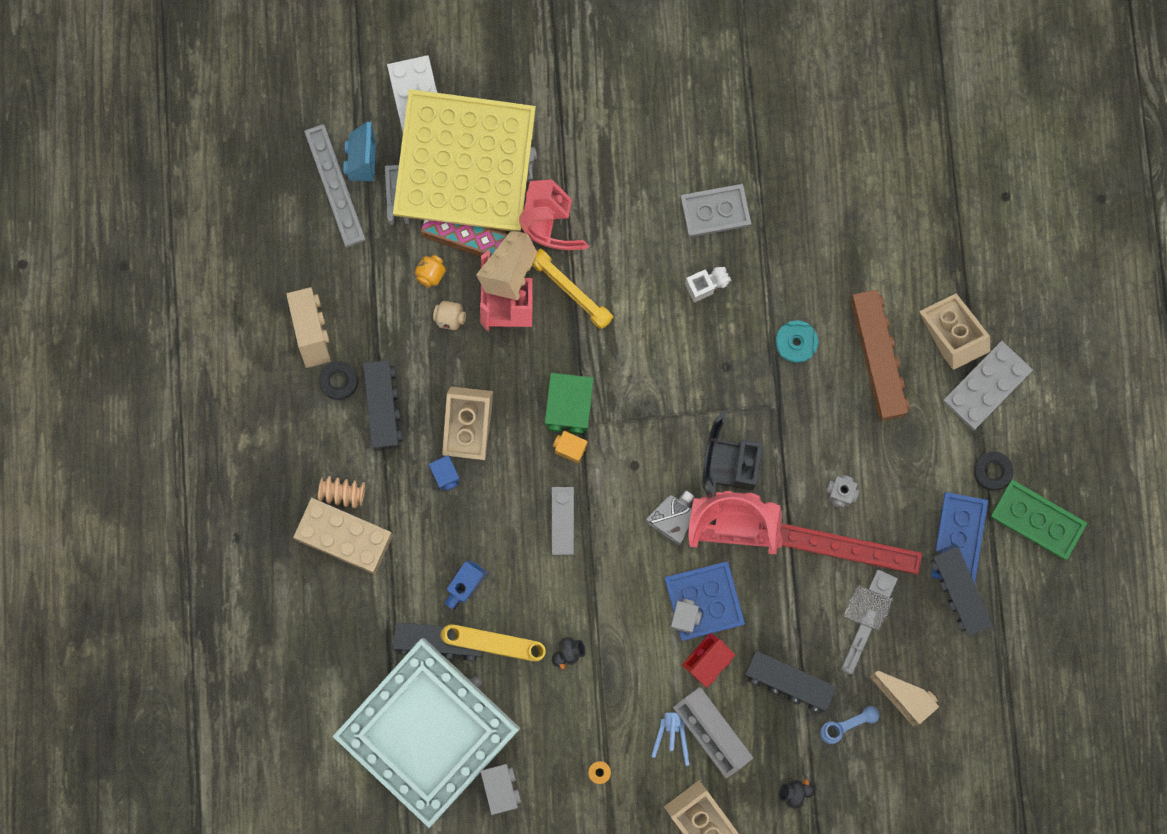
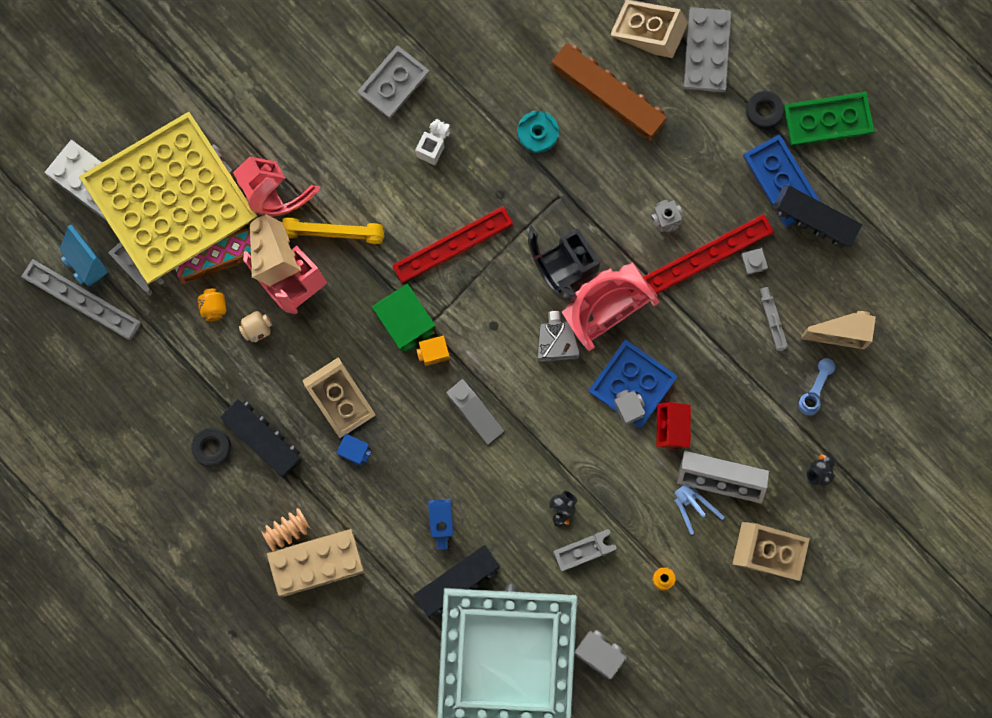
camera: 35 degrees left, 0 degrees up
(308, 327) = (153, 424): tan wedge -> none
(493, 643) = (500, 548): yellow piece -> none
(556, 699) = (583, 551): none -> light grey plate
(655, 376) = (452, 245): none -> red tile
(789, 681) = (746, 391): black brick -> none
(868, 608) = (759, 287): clear piece -> none

